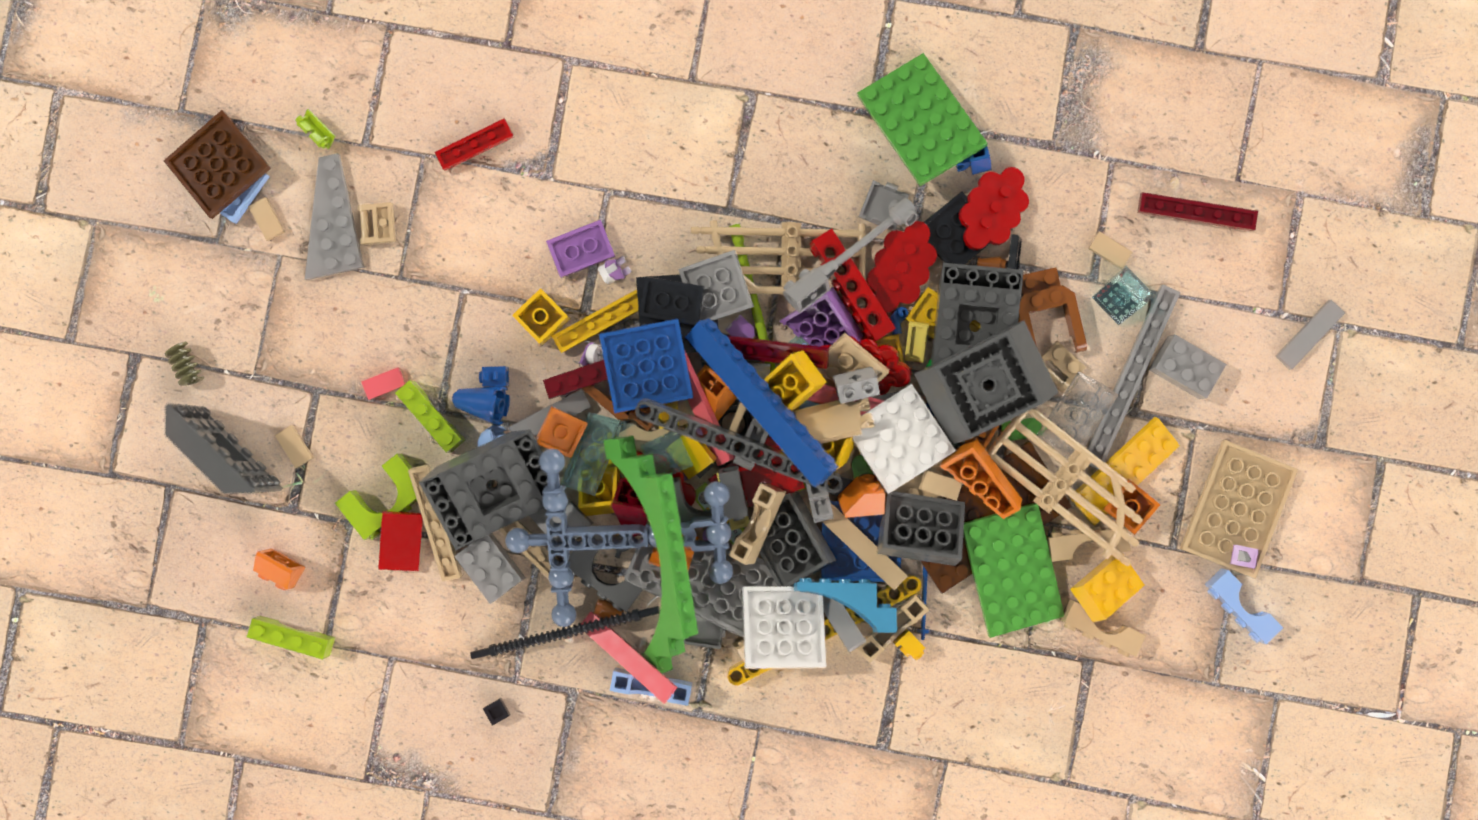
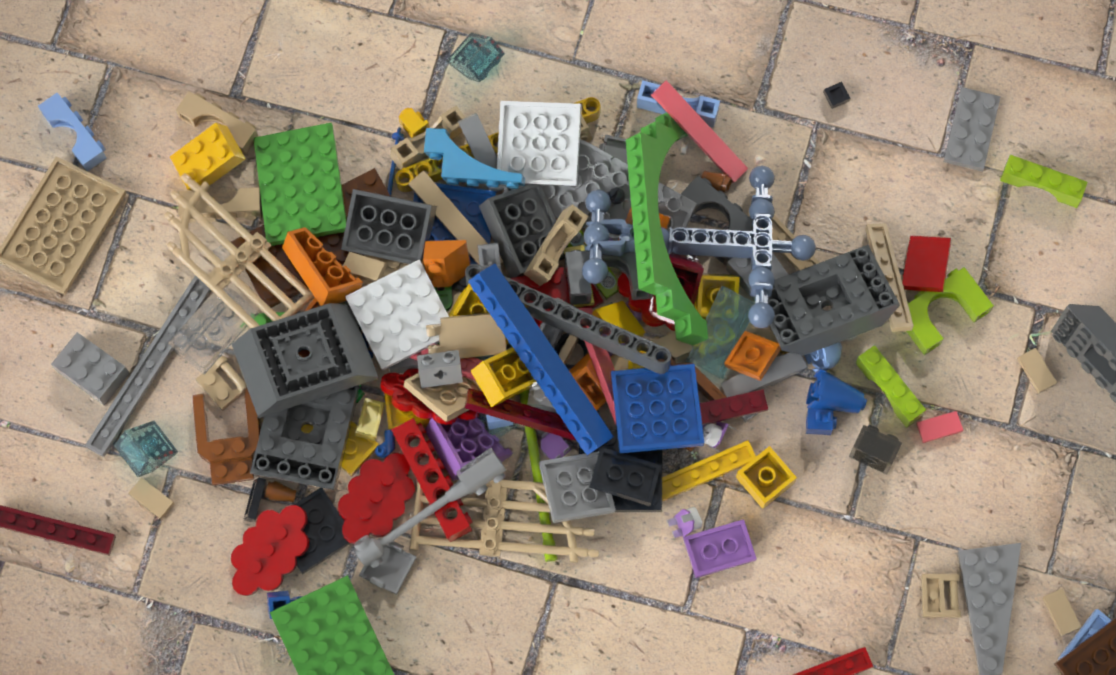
camera: 175 degrees left, 15 degrees down
(277, 568) = (1054, 248): orange slope -> none
(363, 688) = (972, 129): none -> light grey plate
(434, 349) = (875, 449): none -> clear smoke brick
(490, 567) = (833, 228): light grey brick -> none
(494, 649) = (836, 153): black hose -> none
(668, 453) = (643, 320): clear light blue tile -> none
(699, 577) = (620, 198): none -> black hinge
(855, 721) = (476, 56): none -> clear light blue slope
(1132, 461) = (163, 277): yellow plate -> none
(1139, 502) = (161, 232): orange slope -> none
(1244, 556) = (64, 176): lavender slope -> none

